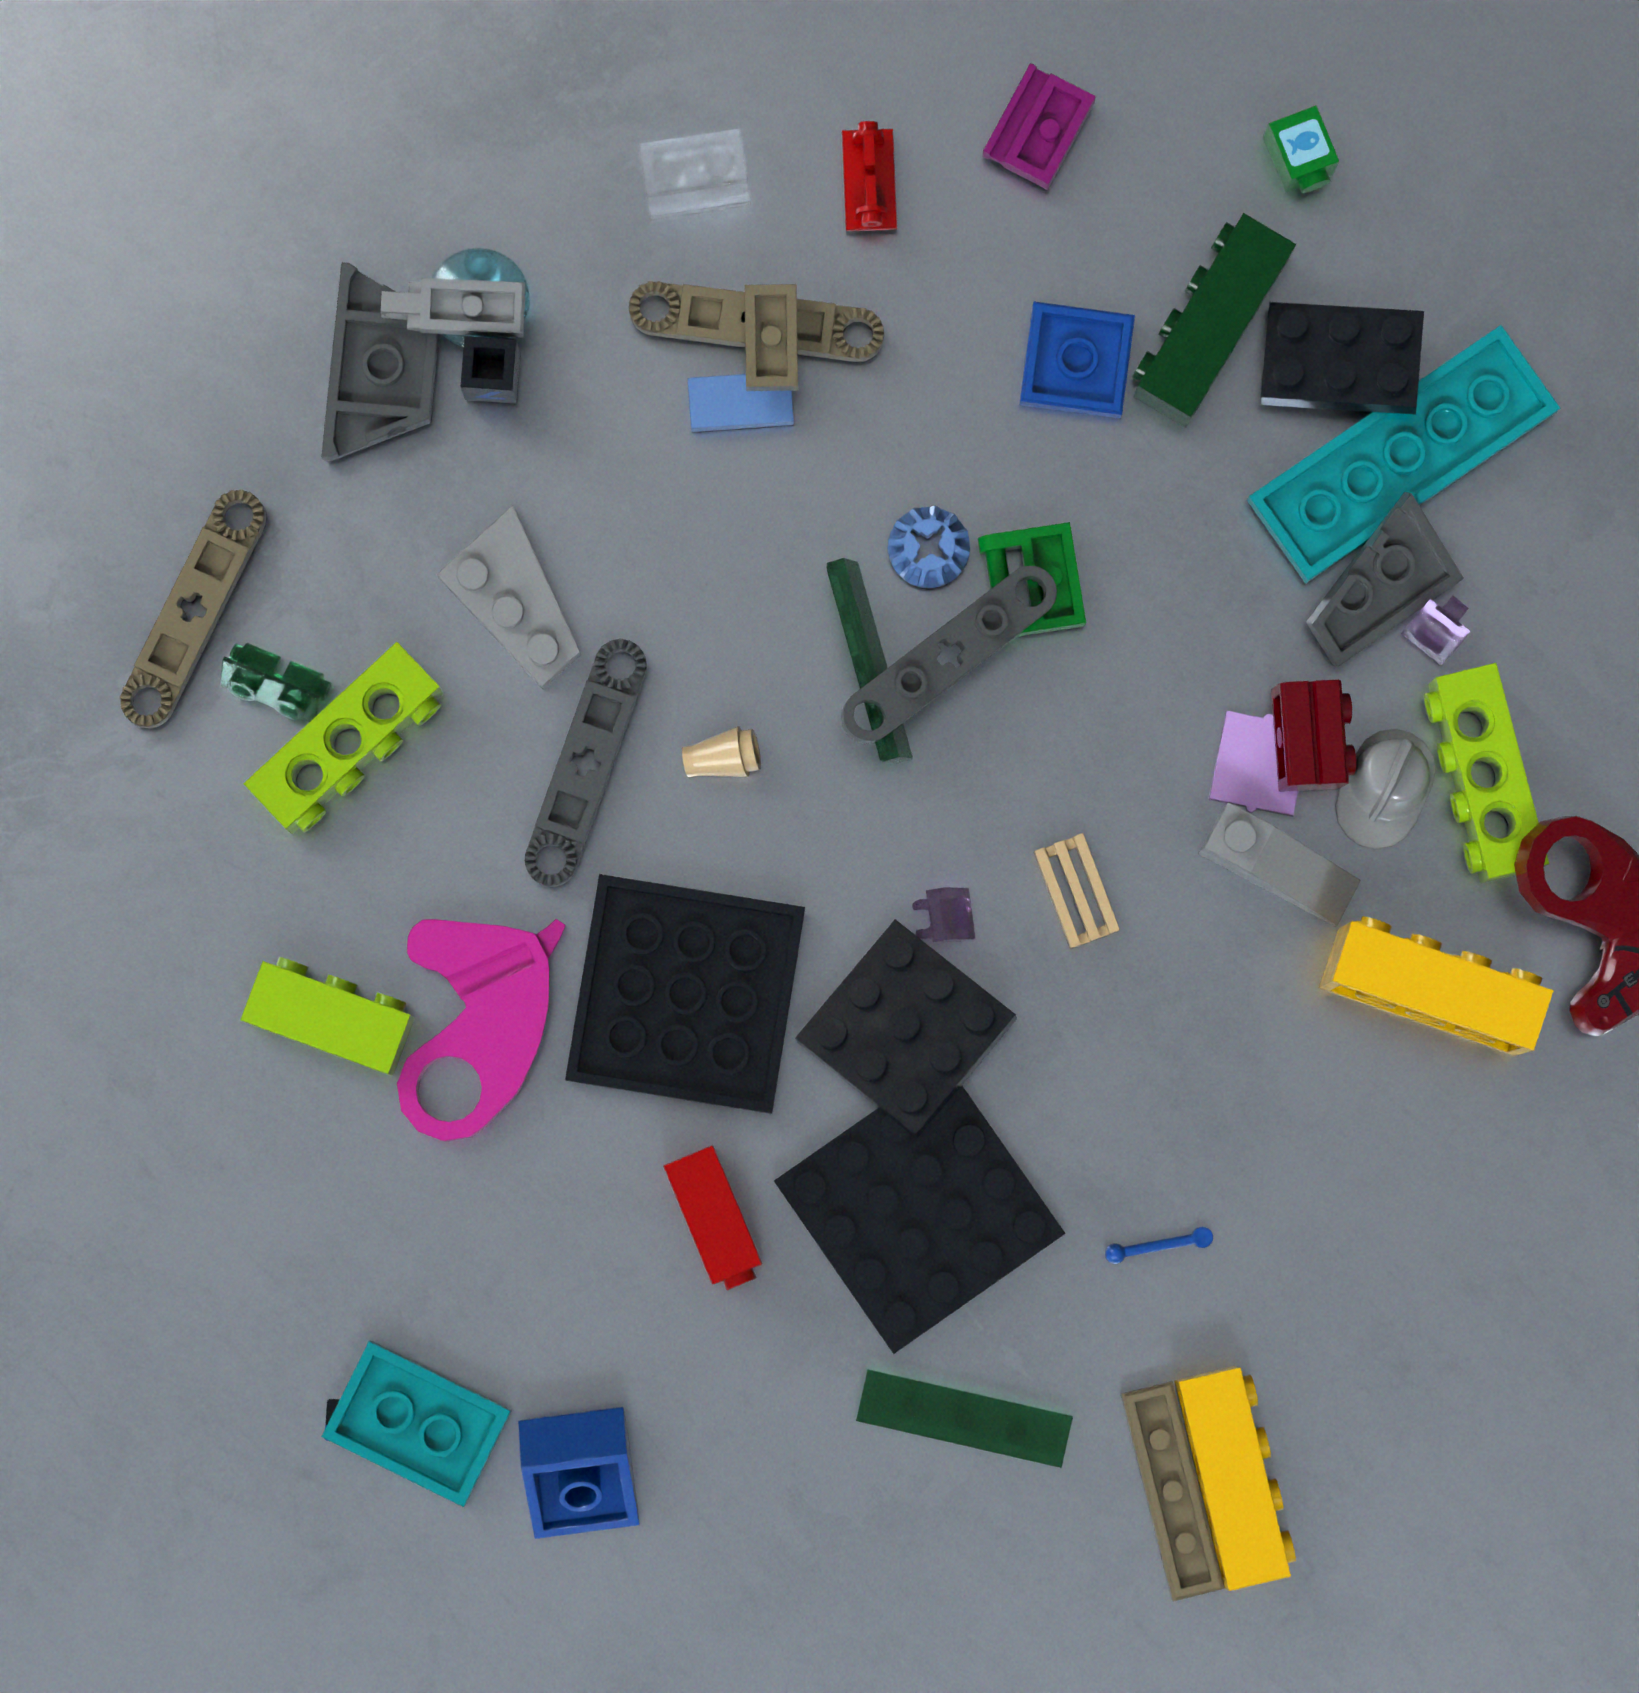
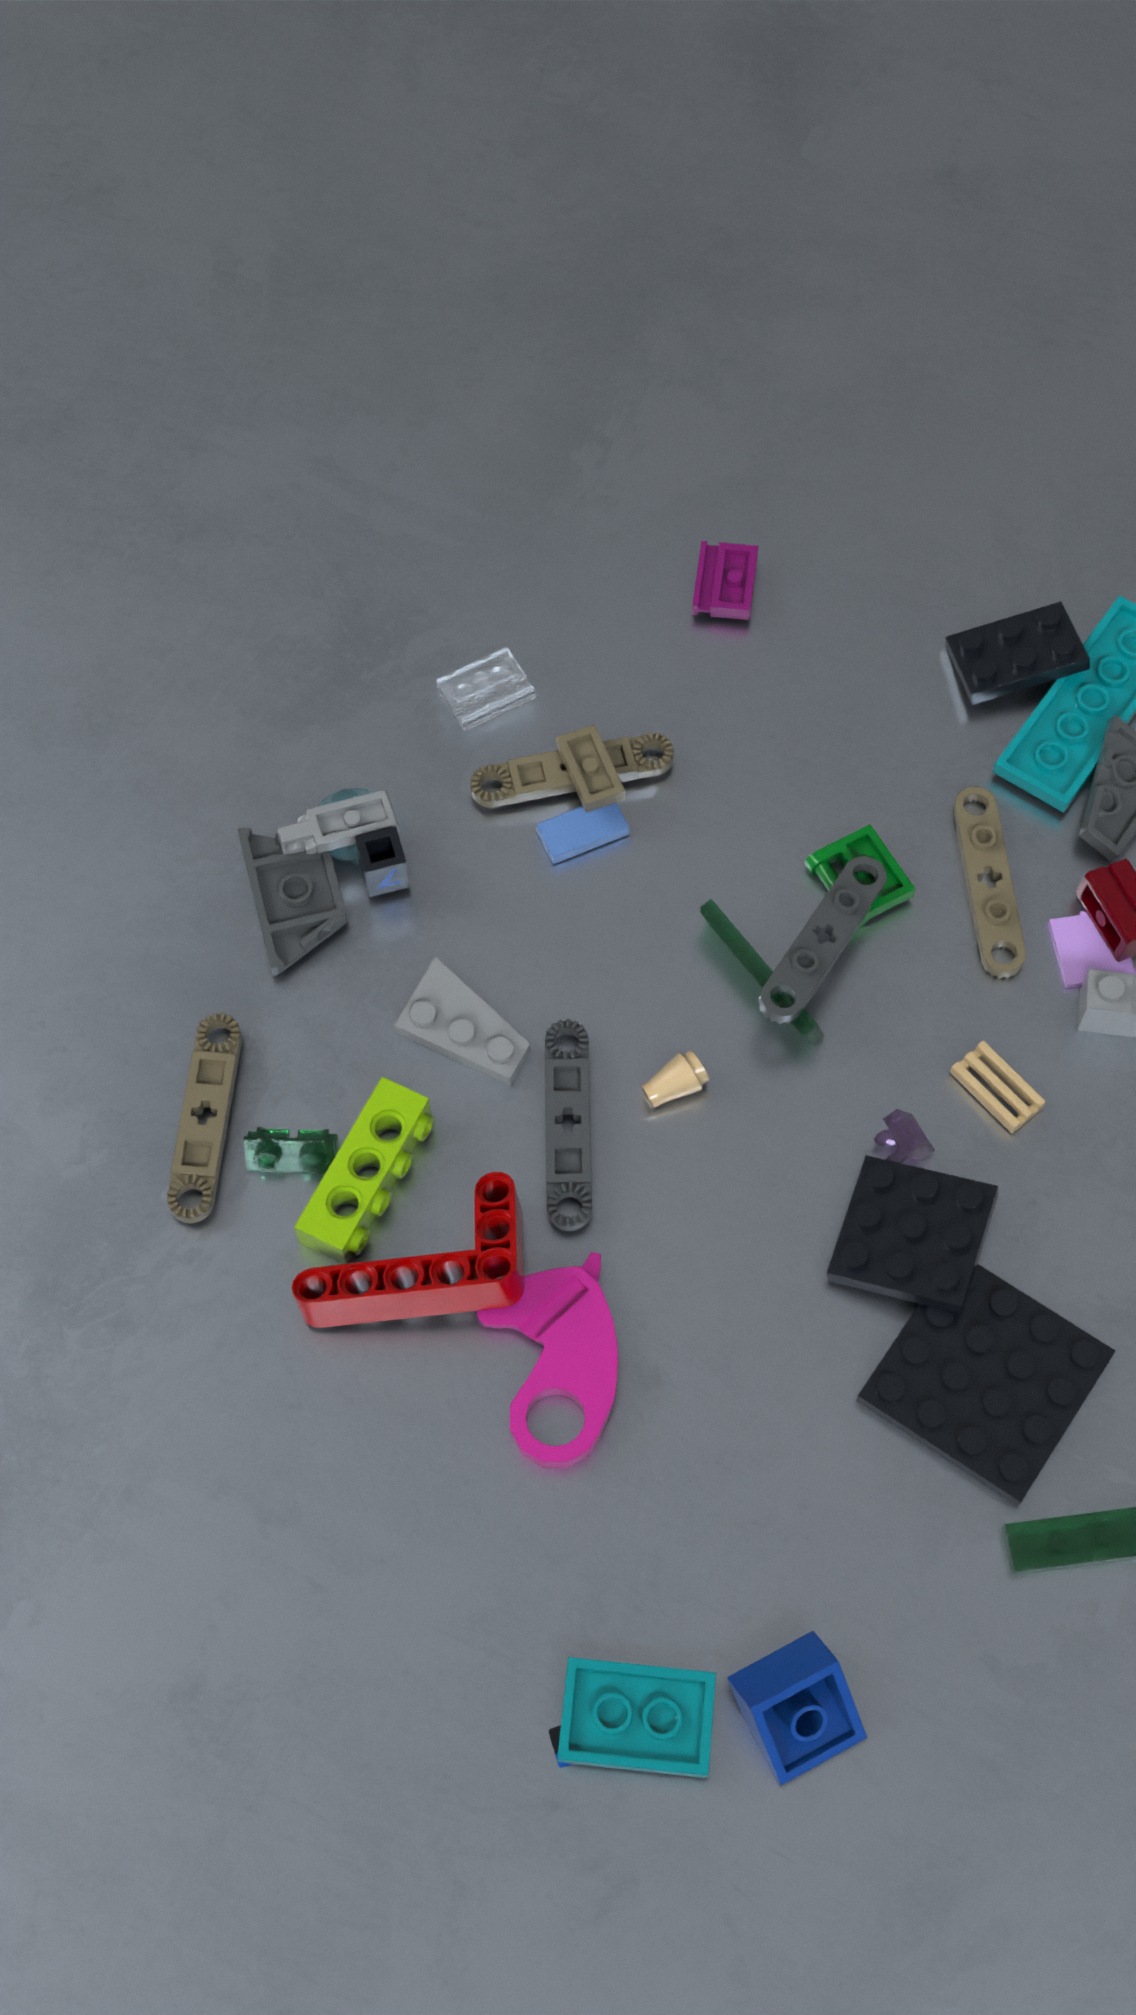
camera: 15 degrees left, 20 degrees down
(328, 1015) = (431, 1394): lime brick -> none
(374, 889) = (430, 1276): none -> red beam
(685, 994) = (722, 1273): black plate -> none
(714, 1217) = (824, 1435): red window -> none
(869, 178) = (615, 651): red hinge -> none
(932, 570) = (780, 894): medium blue gear -> none
(1077, 360) = (822, 721): blue tile -> none
(1189, 602) = (995, 908): none -> dark tan piece
(1213, 320) = (911, 661): dark green brick -> none
(1301, 150) = (920, 534): green brick -> none

